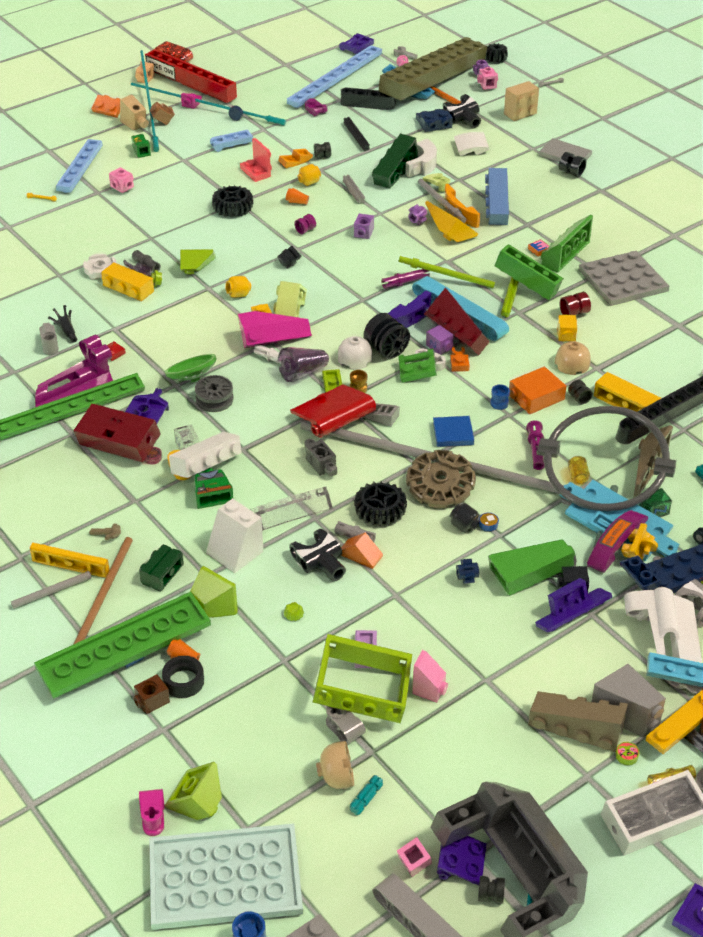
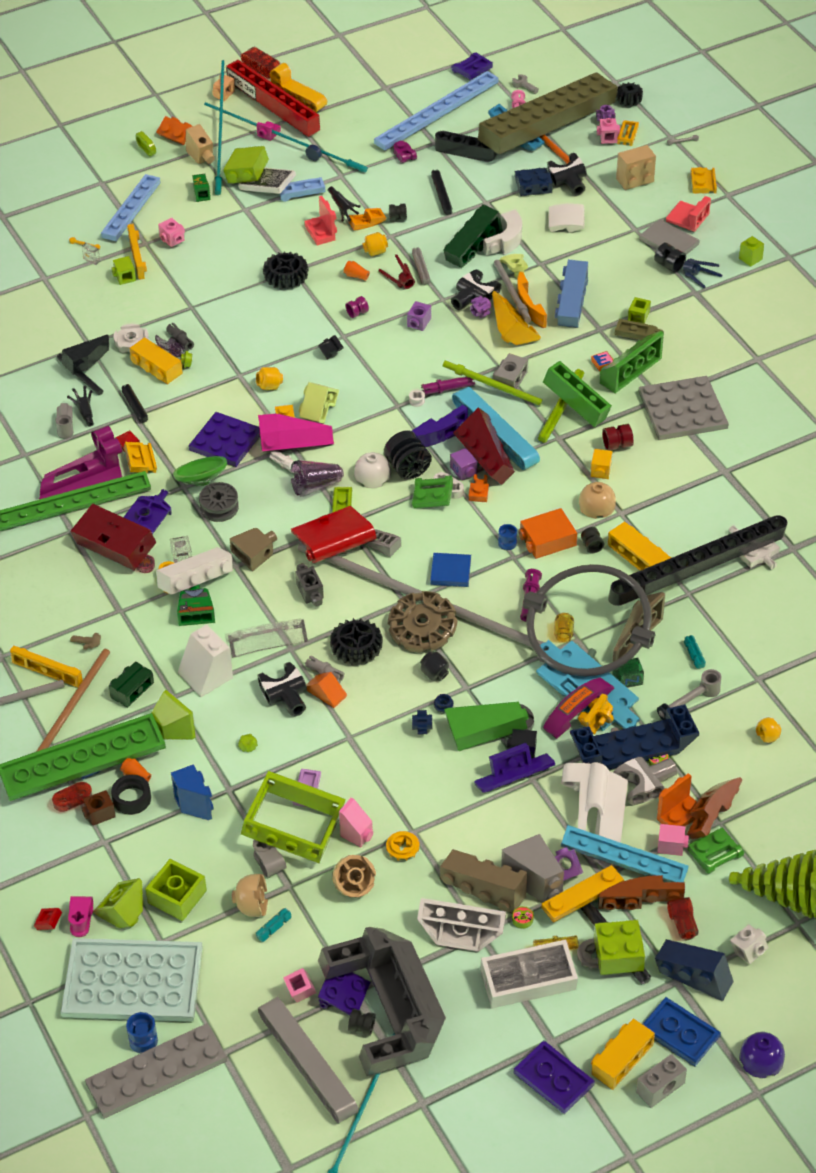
camera: 10 degrees right, 5 degrees up
(49, 202) = (90, 253): none -> clear plate
(55, 299) = (85, 379): none -> black bar
(59, 281) = (84, 355): none -> black slope
(82, 213) = (123, 270): none -> lime brick
(83, 117) = (145, 143): none -> lime tile
(91, 198) = (139, 265): none -> yellow plate
(114, 319) = (134, 403): none -> black axle
(116, 819) = (47, 918): none -> red tile
(118, 686) = (70, 796): none -> clear red plate
(128, 362) = (140, 457): none -> yellow plate
(162, 112) = (229, 143): medium nougat brick -> none
(178, 124) = (246, 164): none -> lime brick
(195, 259) = (230, 342): lime slope -> none
(196, 57) = (282, 78): none -> yellow beam
(199, 135) = (270, 181): none -> tile
(207, 338) = (225, 438): none -> dark purple plate
(249, 666) = (191, 793): none -> blue slope
(253, 769) = (176, 889): none -> lime brick
(257, 429) = (253, 547): none -> dark tan torso
(273, 145) = (342, 203): none -> black piece
(342, 198) = (405, 277): none -> dark red plant
(358, 380) = (367, 504): pearl gold wheel -> none
(379, 291) = (417, 398): none -> white bush
(403, 200) = (471, 287): none -> black connector
(442, 731) = (354, 876): none -> tan cylinder
(460, 260) = (511, 370): none -> light grey brick
(472, 692) = (397, 839): none -> yellow gear
(482, 551) = (443, 699): none -> dark blue plate
(488, 521) = (458, 672): tile -> none
(503, 84) = (628, 140): none -> yellow tile
(559, 206) = (639, 310): none -> lime brick
(559, 221) = (634, 329): none -> olive hinge
(569, 769) = (460, 924): none -> white wedge
(577, 134) = (689, 215): none -> coral bracket
(579, 109) = (703, 180): none -> yellow plate
(594, 170) = (693, 267): none -> dark blue plant
(640, 154) = (751, 251): none -> lime brick
(670, 698) = (575, 868): none -> medium lavender brick

